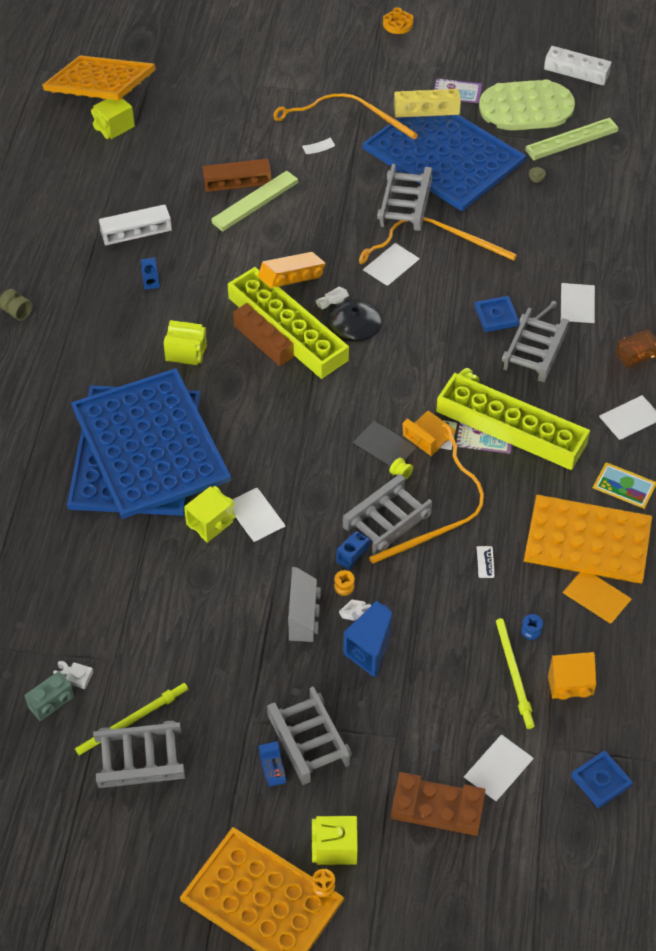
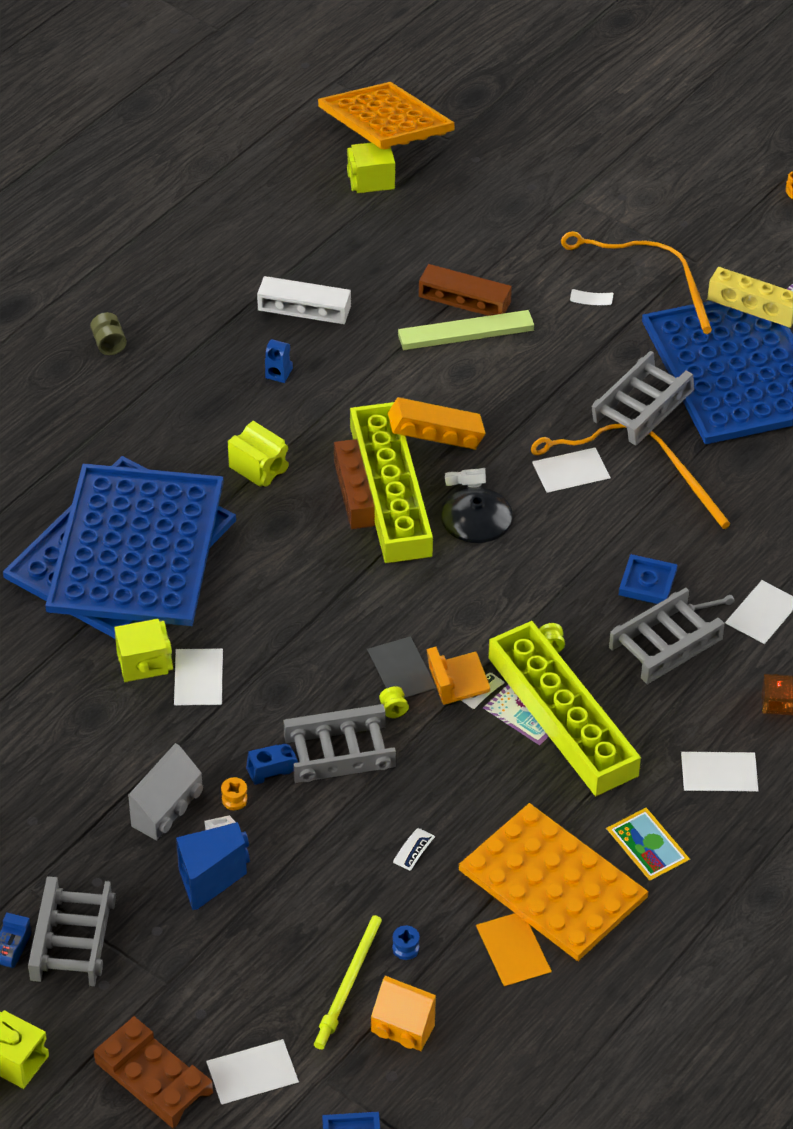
camera: 30 degrees right, 5 degrees down
(418, 540) = (343, 788): light orange piece -> none

